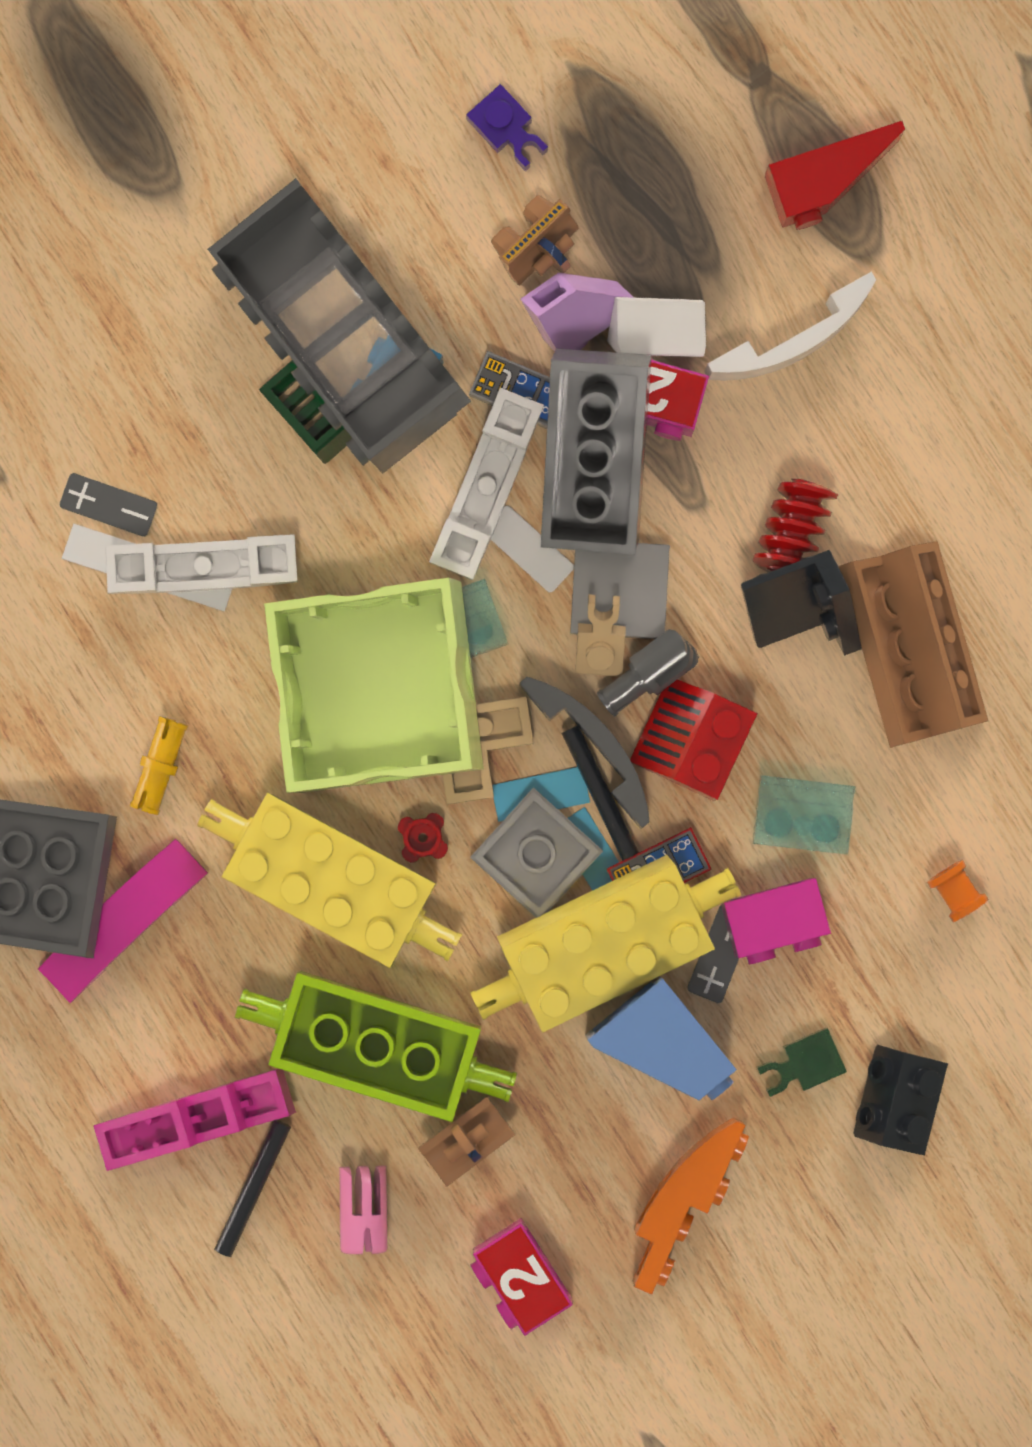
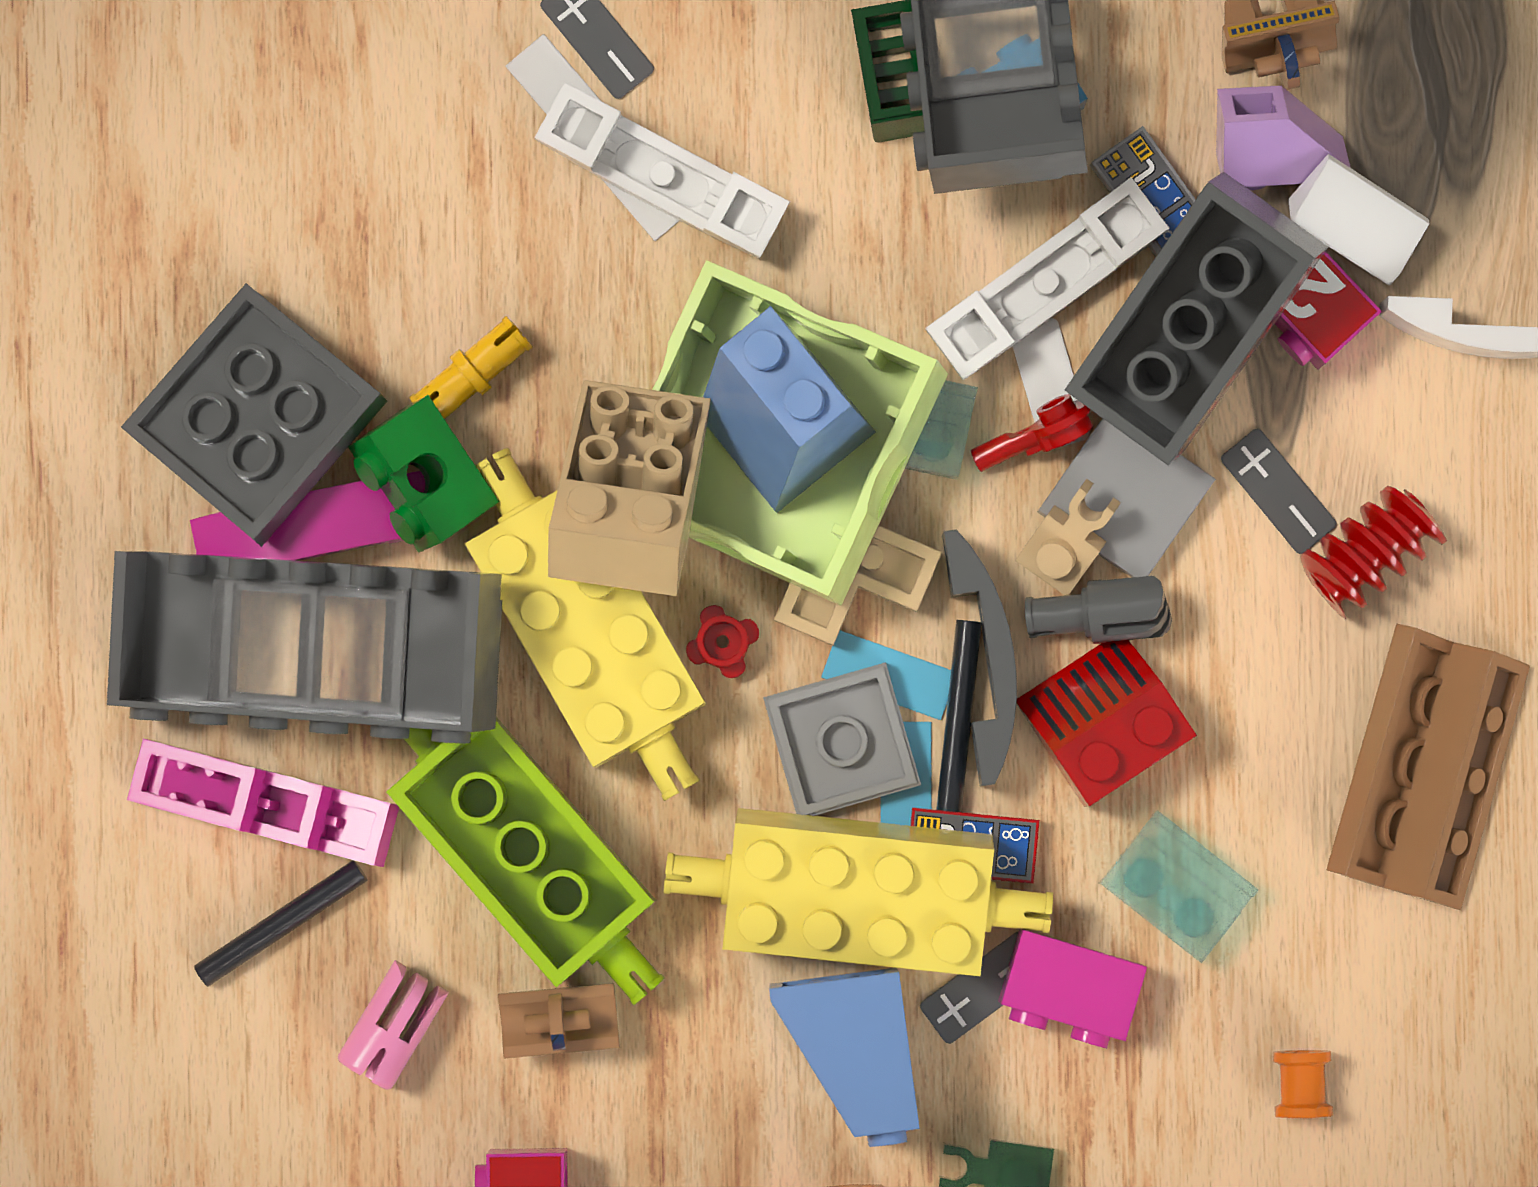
camera: 40 degrees right, 0 degrees up
(159, 1003) = (305, 644): none -> dark grey window
(192, 844) = (453, 485): none -> green brick
(303, 778) = (628, 488): none -> tan slope
(368, 670) = (780, 410): none -> medium blue slope
(549, 570) = (1058, 424): none -> red plate
(713, 528) = (1278, 491): none -> dark grey sticker
(801, 599) = (1327, 635): black bracket -> none

